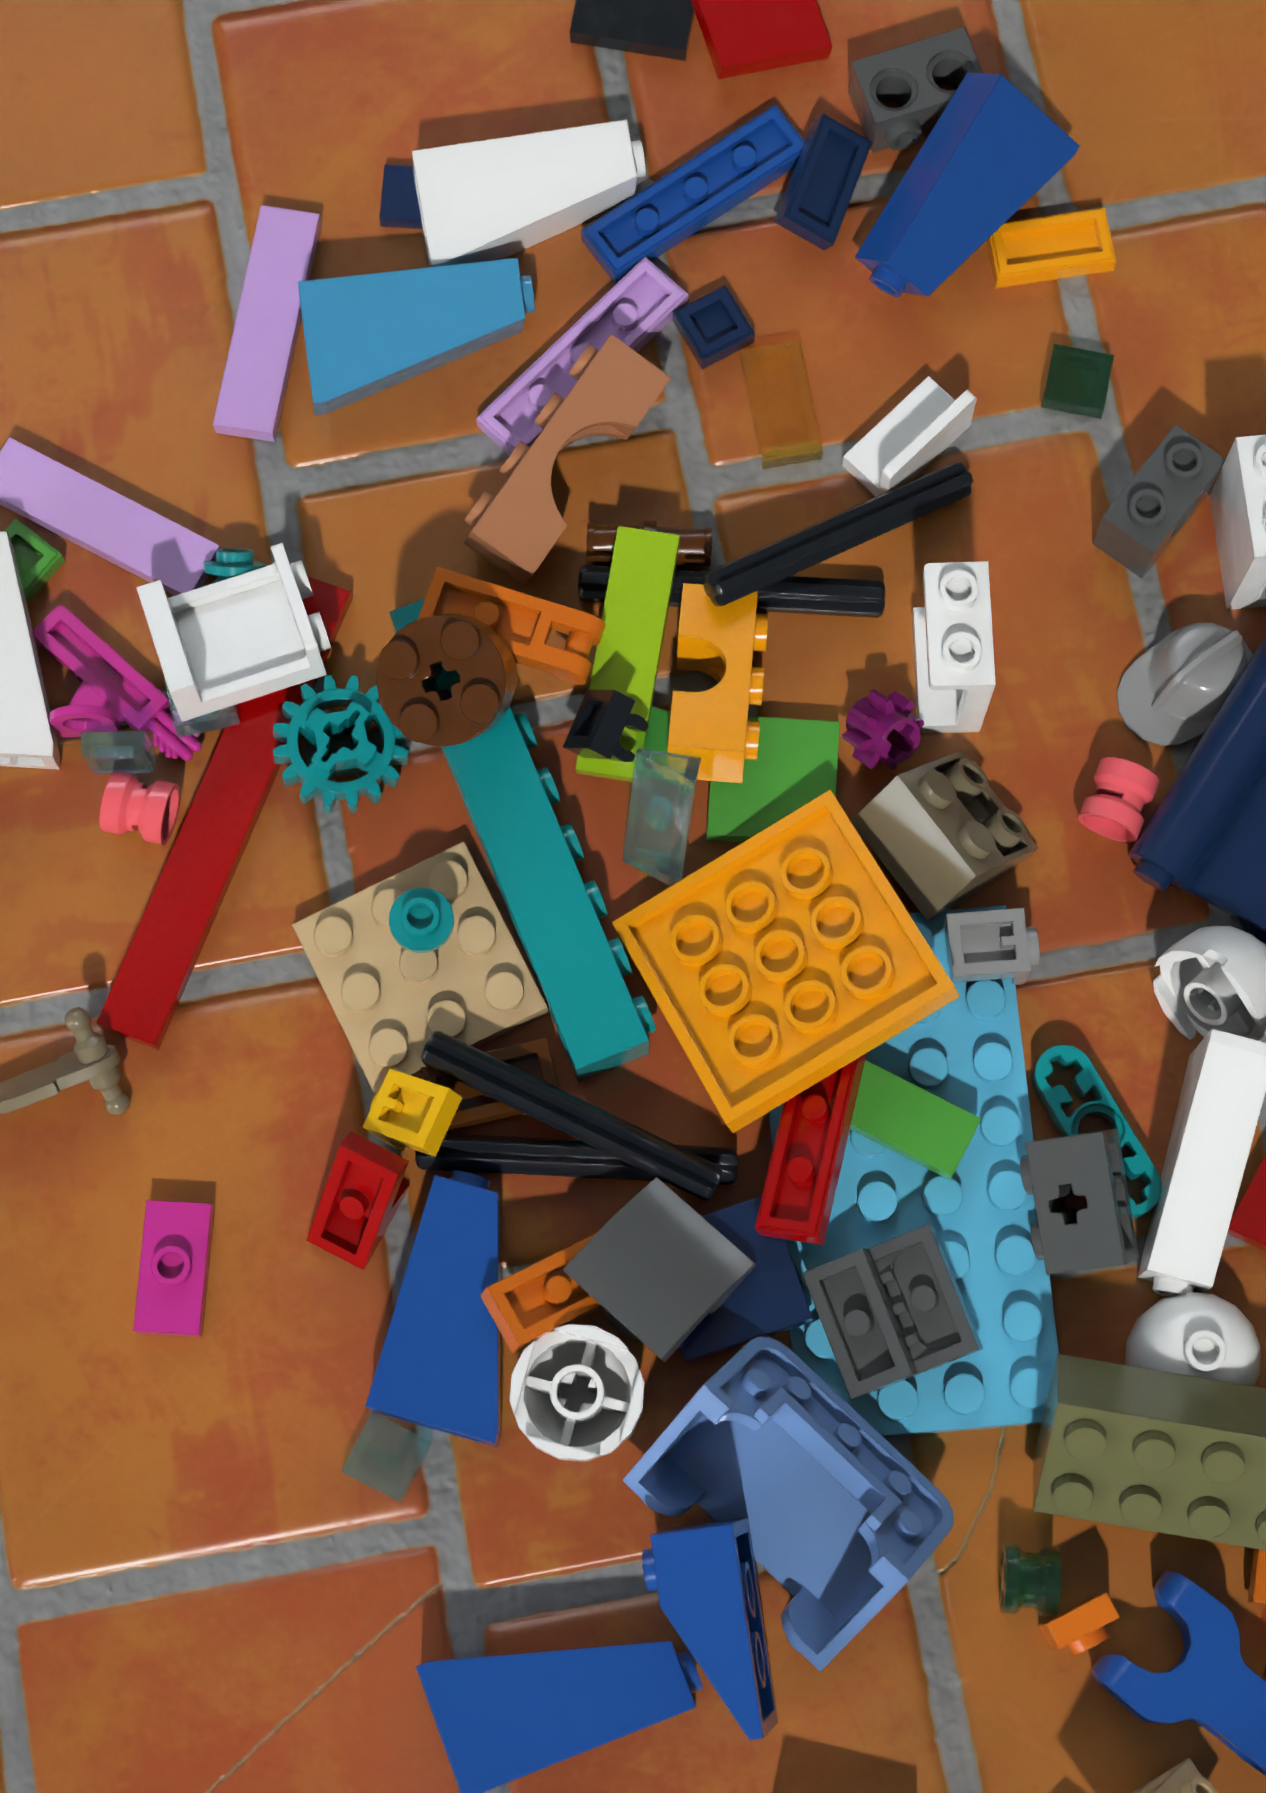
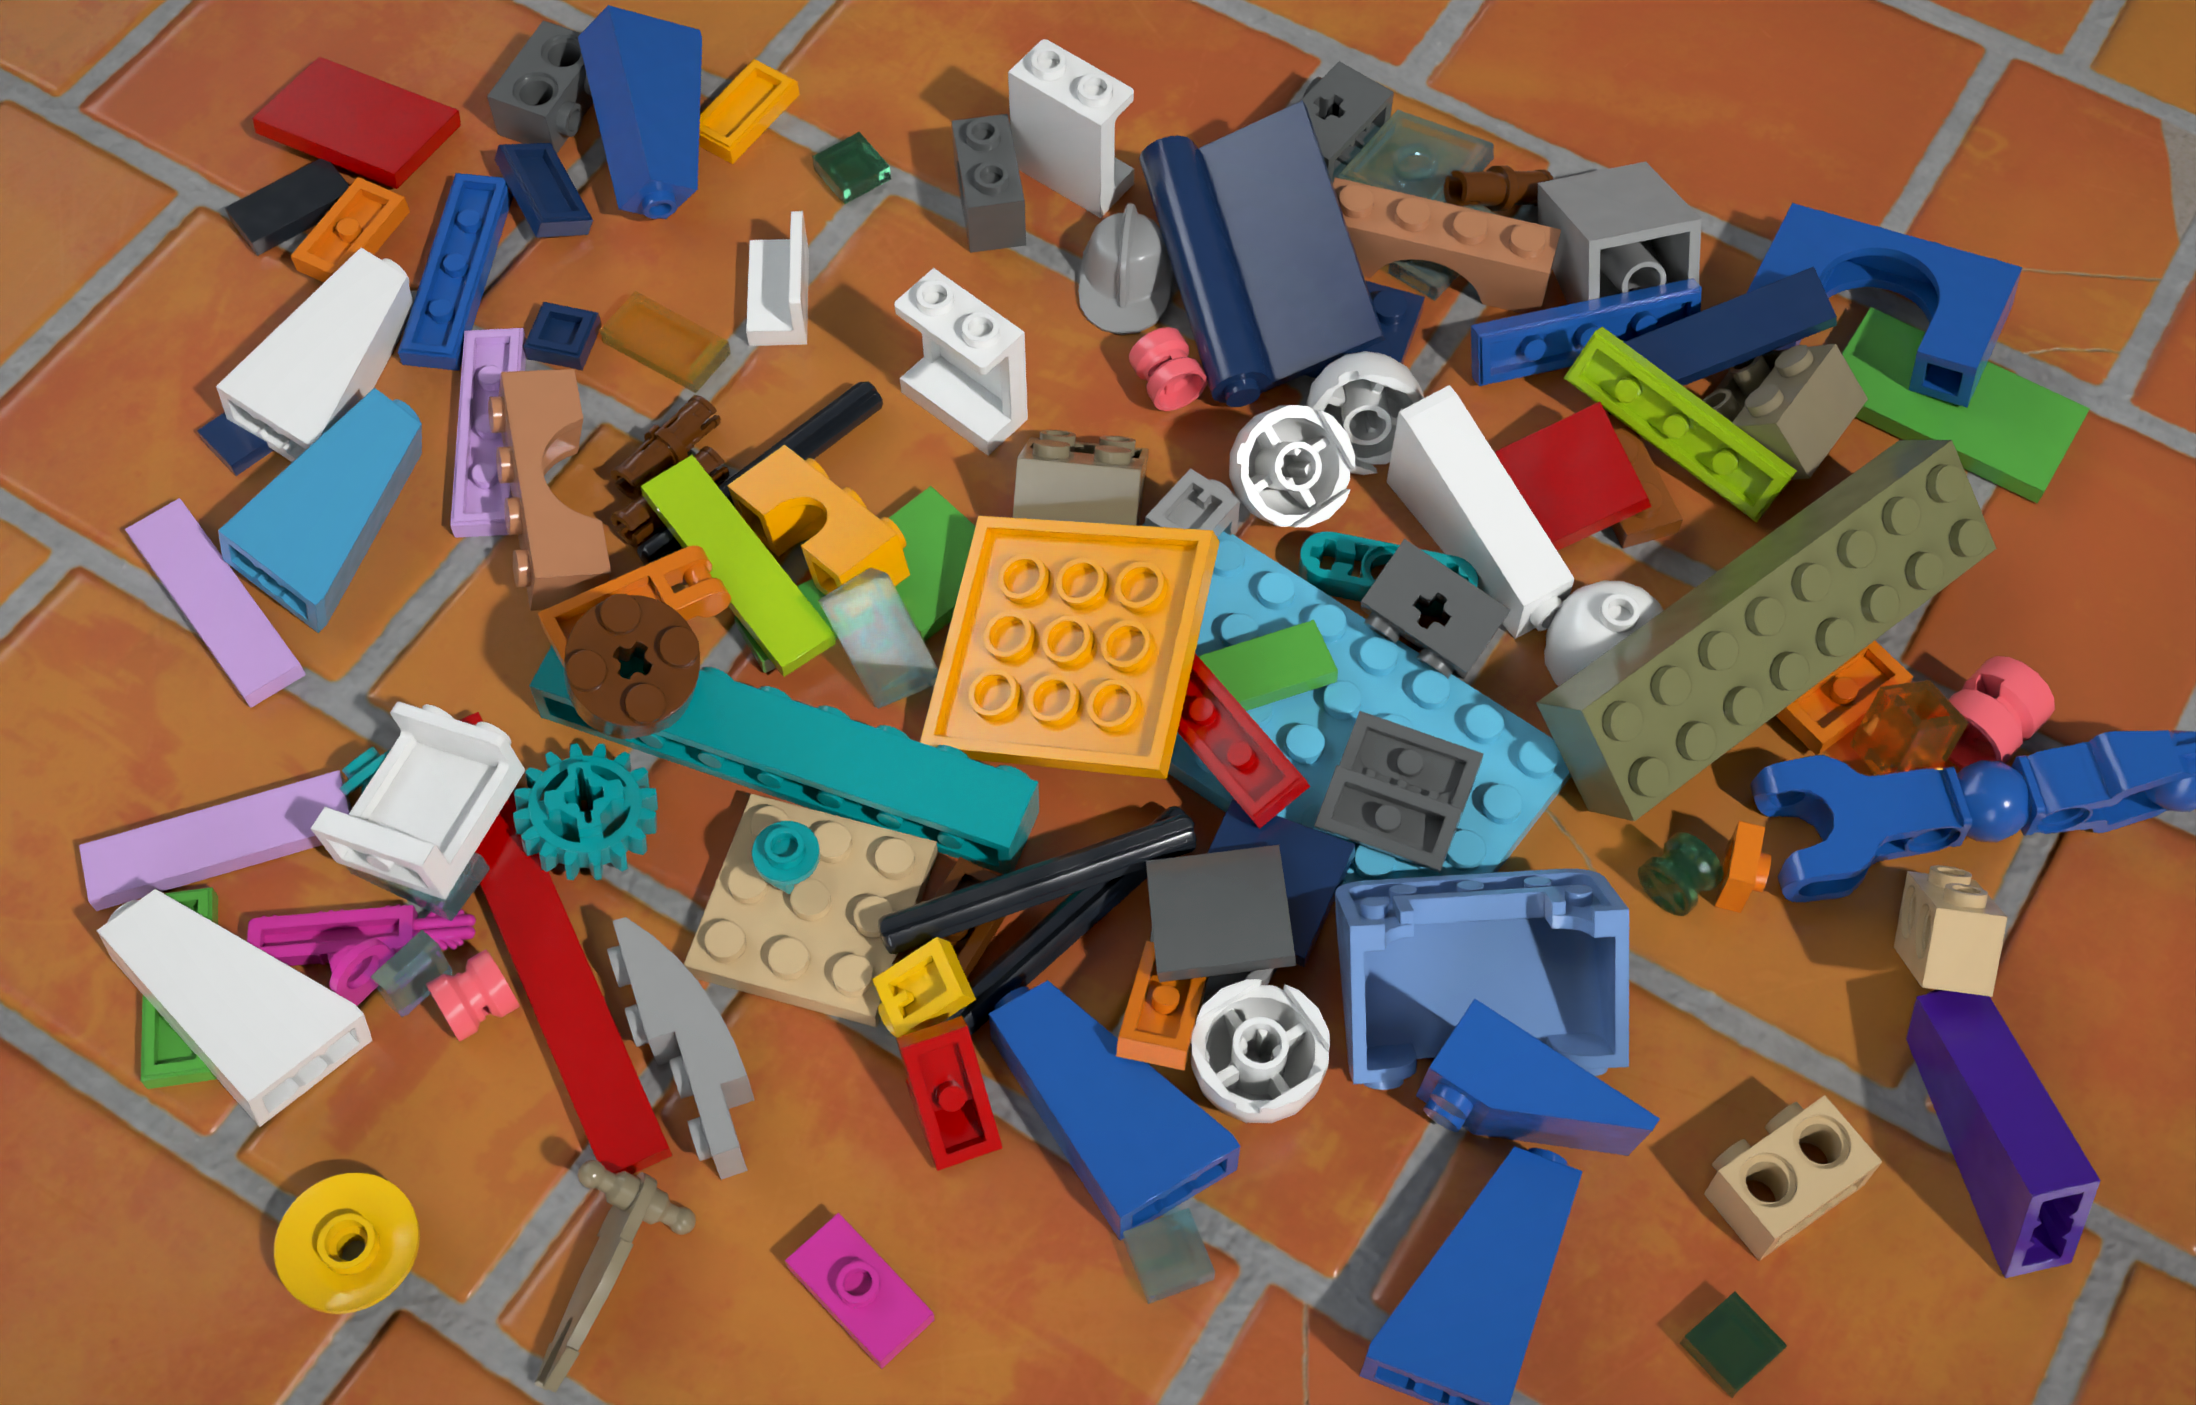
camera: 50 degrees left, 15 degrees down
(250, 961) = (690, 1034): none -> light grey slope
(600, 725) = (774, 611): black tile -> none
(648, 88) = (358, 220): none -> orange plate
(687, 499) = (666, 445): none -> reddish brown pin
(837, 534) = (798, 373): black axle -> none
(883, 729) = (967, 460): magenta gear -> none
(1106, 980) = (1292, 466): none -> white cylinder

